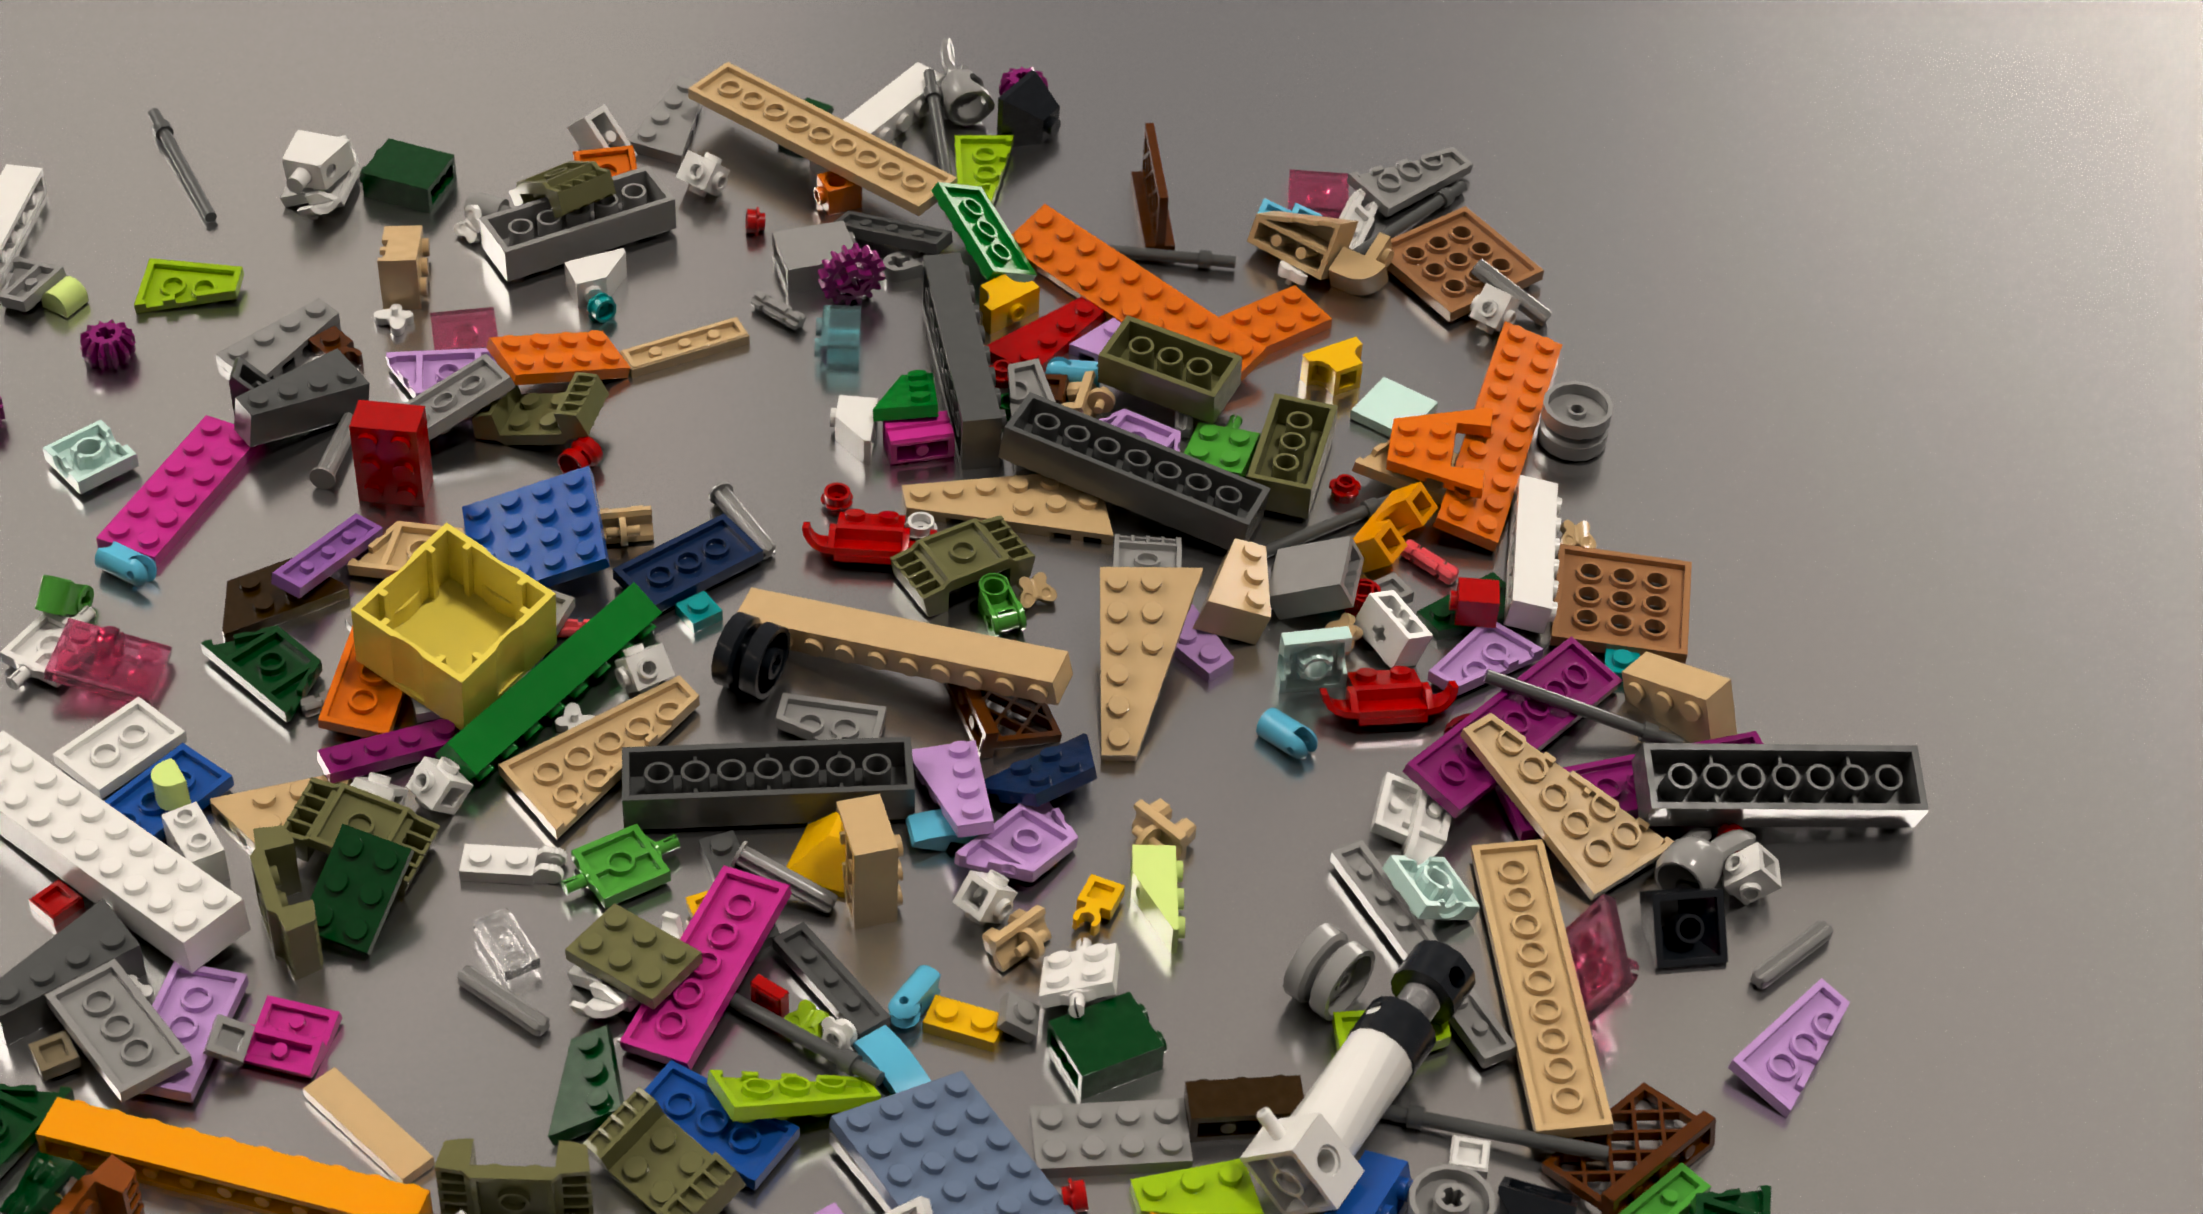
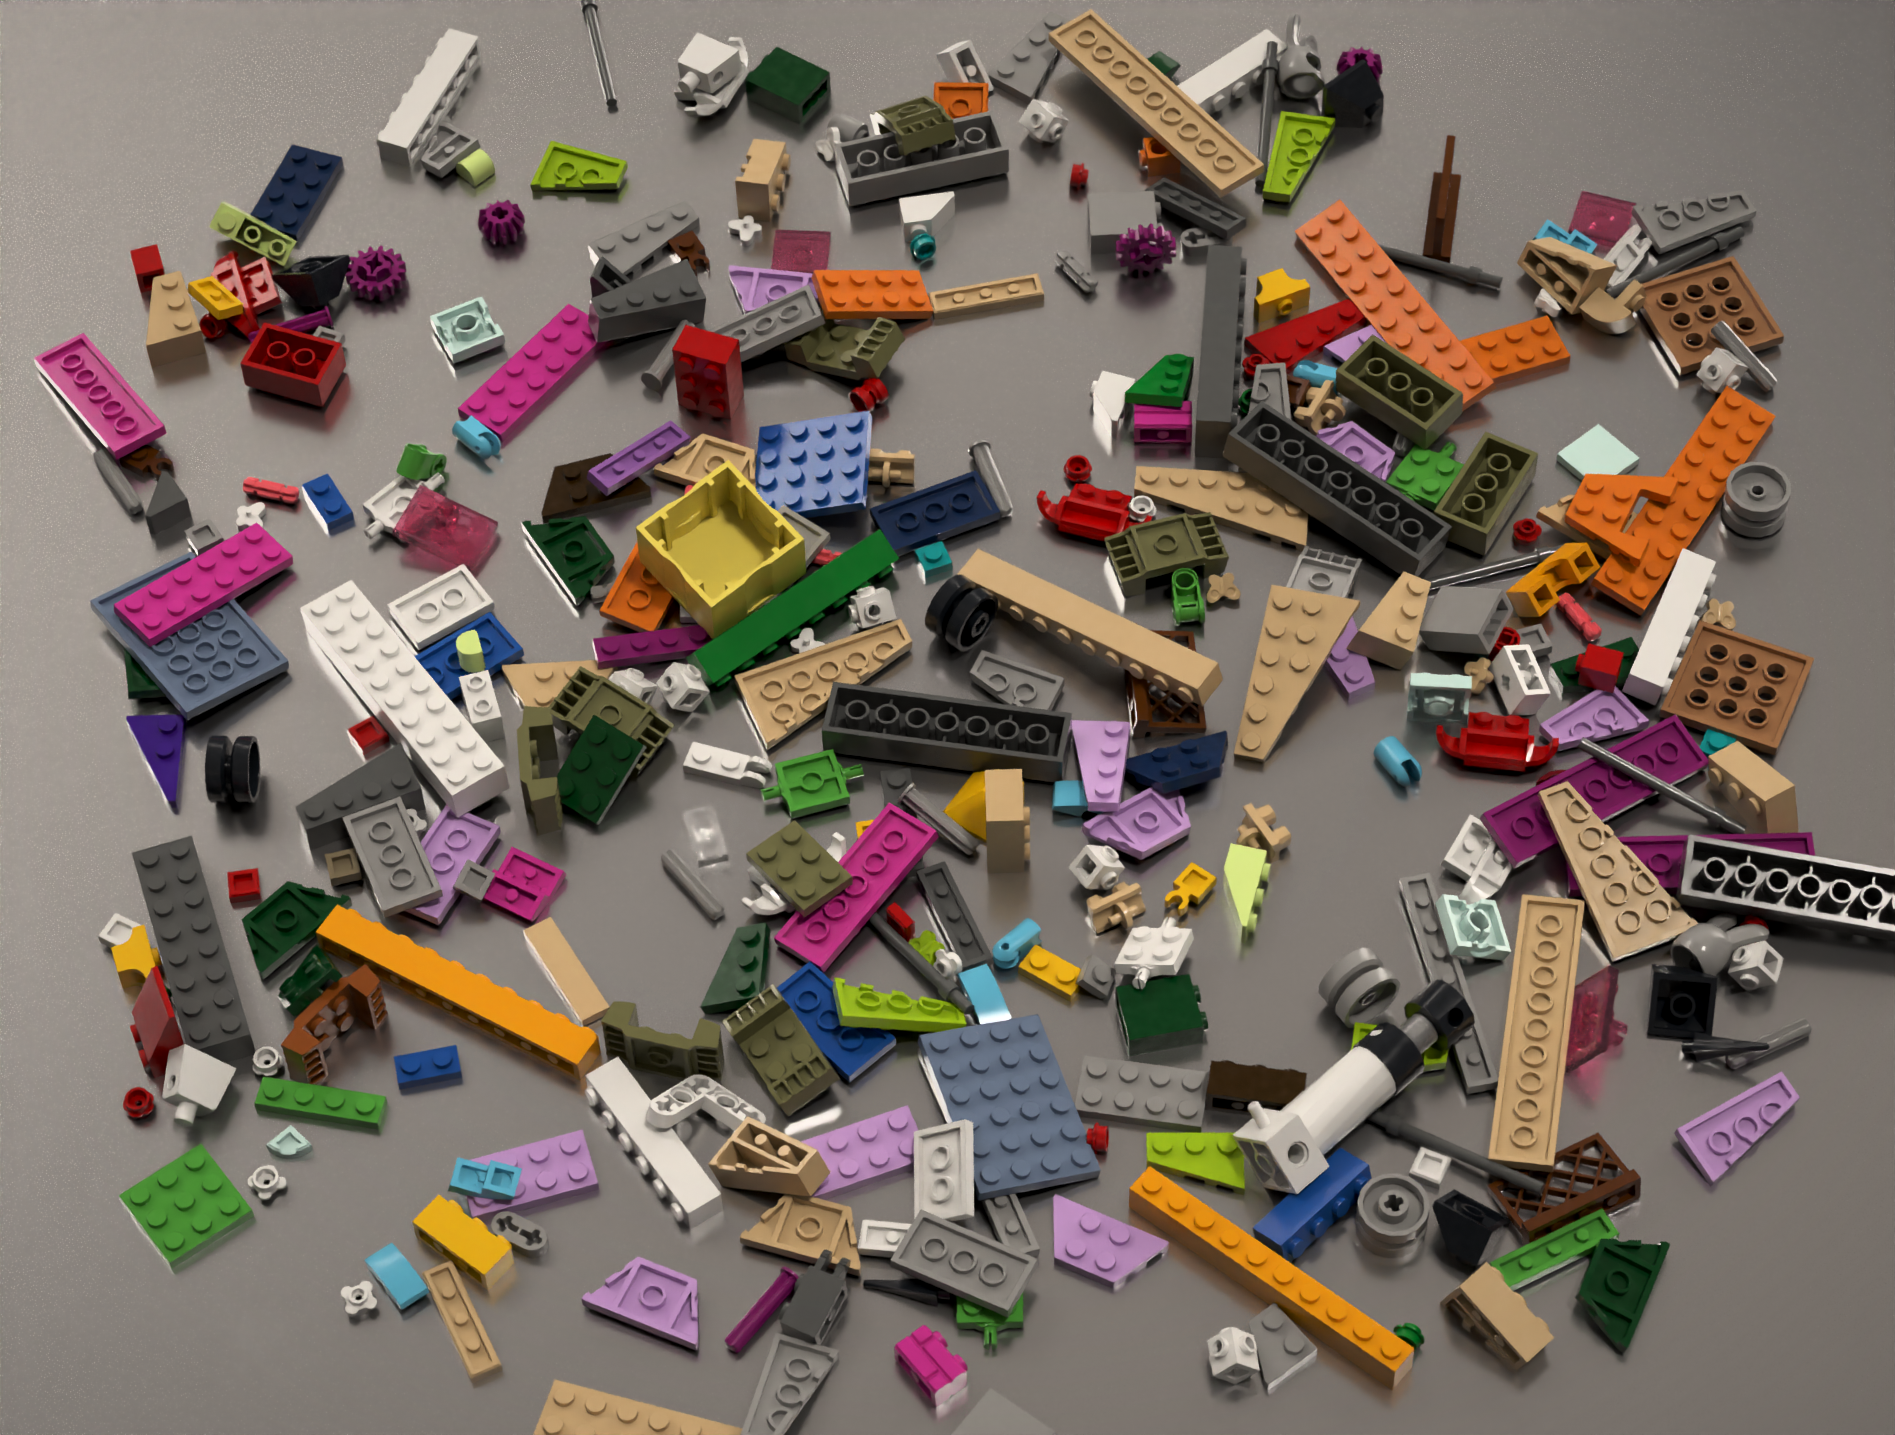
camera: 20 degrees right, 10 degrees up
(839, 338) = (1121, 309): clear light blue brick -> none
(983, 231) = (1275, 222): green plate -> none
(1334, 366) = (1556, 406): yellow brick -> none
(1734, 967) = (1710, 1047): none -> black piece

